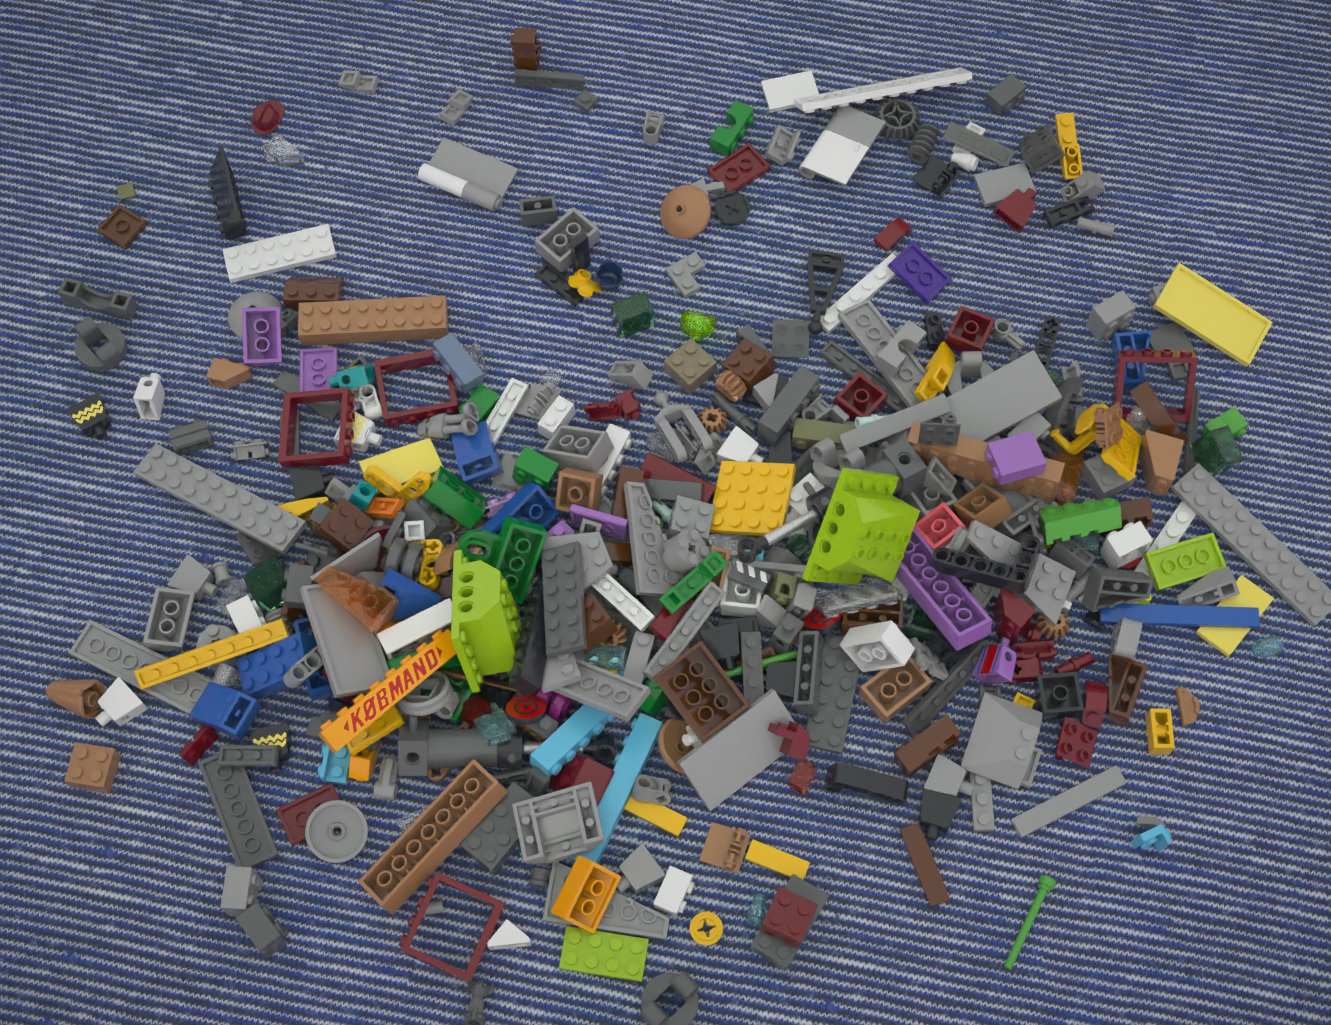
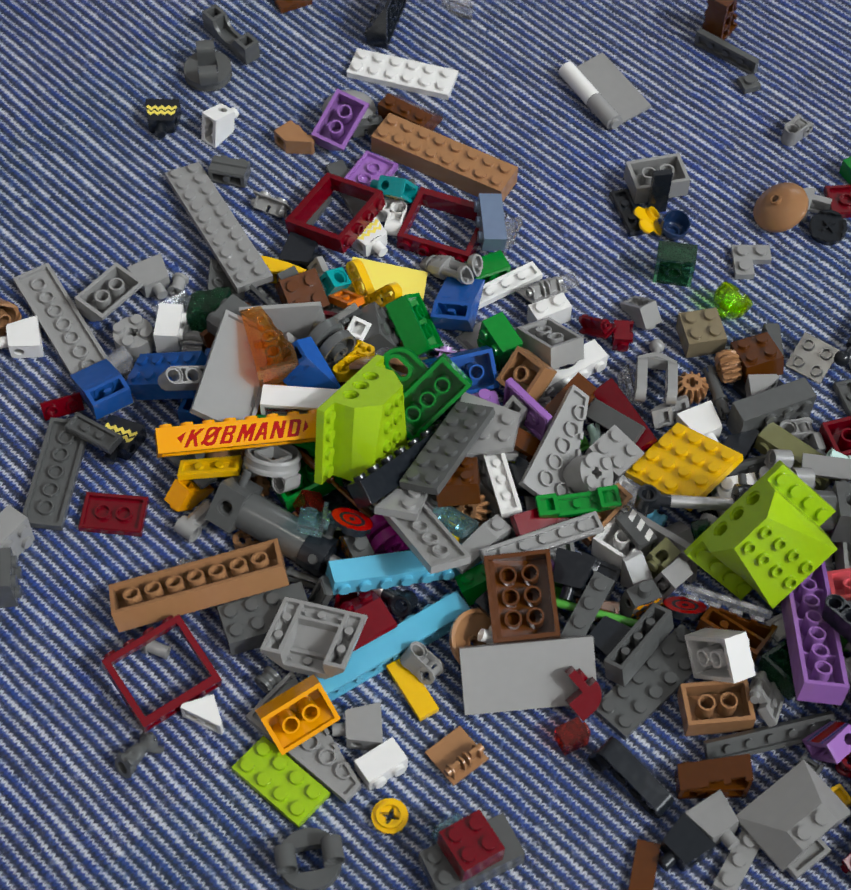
camera: 30 degrees right, 10 degrees down
(212, 653) = (122, 334): yellow tile -> none
(320, 832) = (114, 524): light grey dish -> none
(335, 765) = (159, 481): medium azure bracket -> none
(456, 108) = (633, 35): light grey slope -> none
(538, 210) = (645, 142): dark grey brick -> none
(691, 446) = (655, 386): light grey hinge -> none
(776, 860) = (498, 795): yellow tile -> none
(941, 645) = (789, 705): black brick -> none

